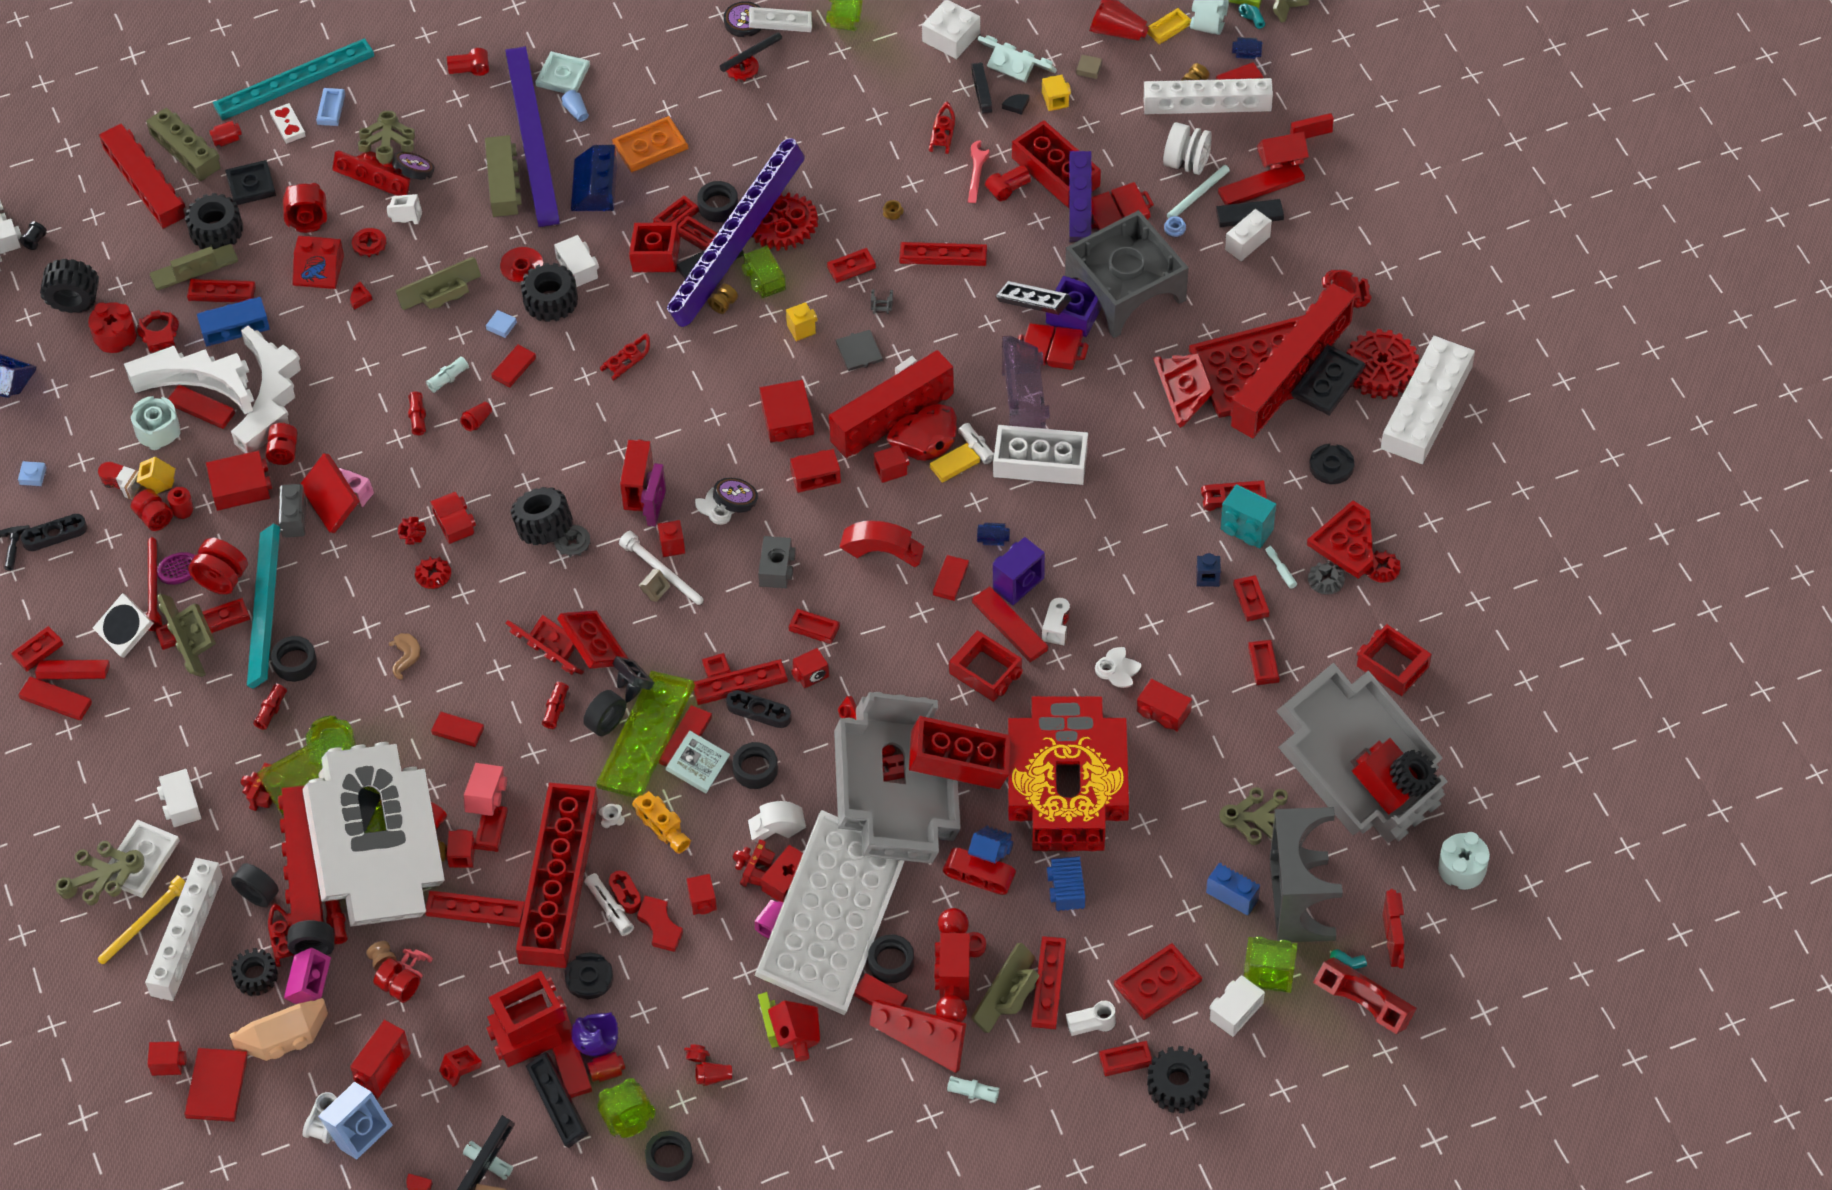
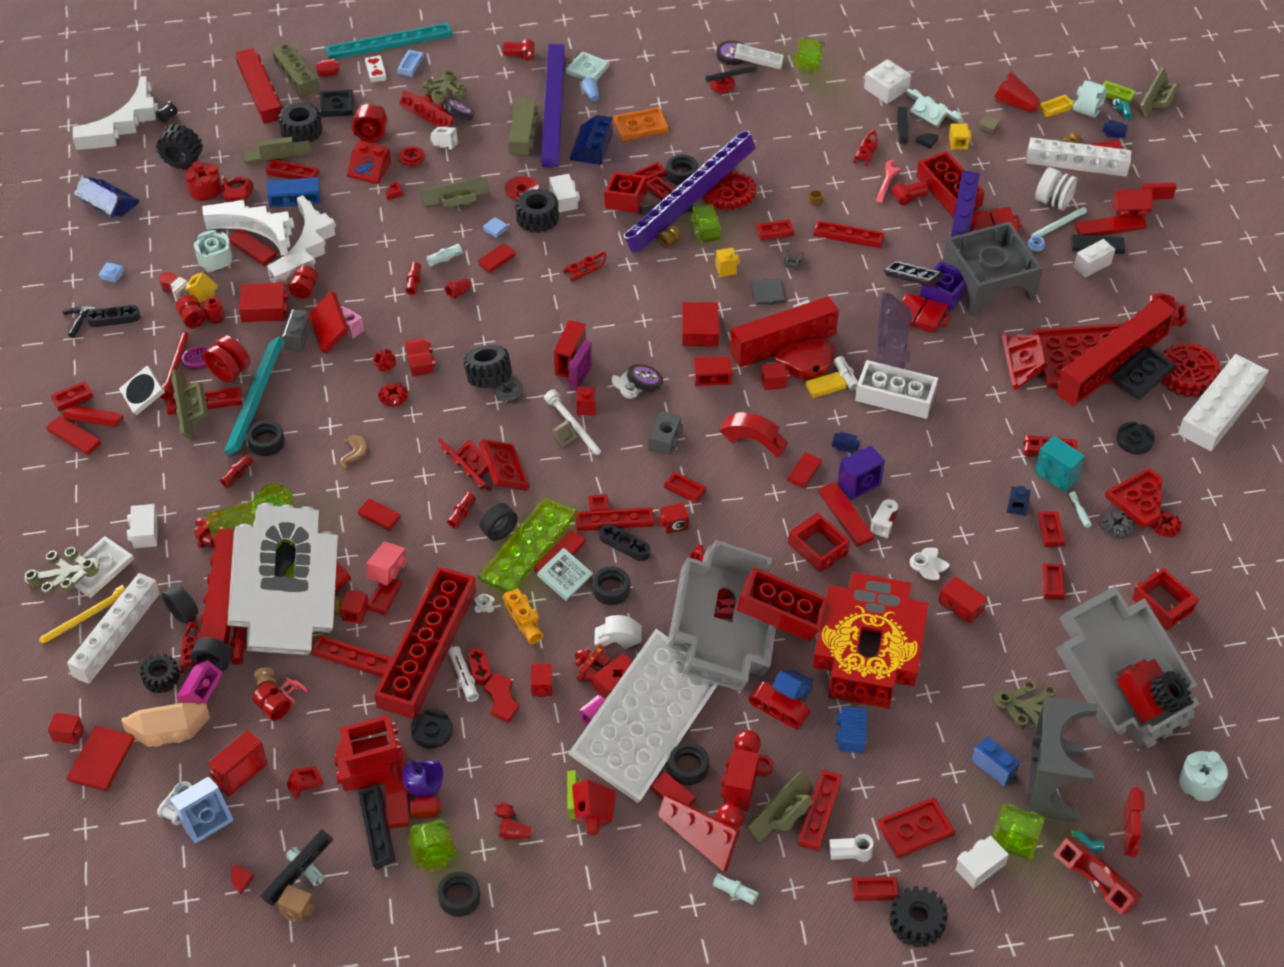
camera: 10 degrees right, 5 degrees down
(633, 675) = (527, 499): black tile -> none

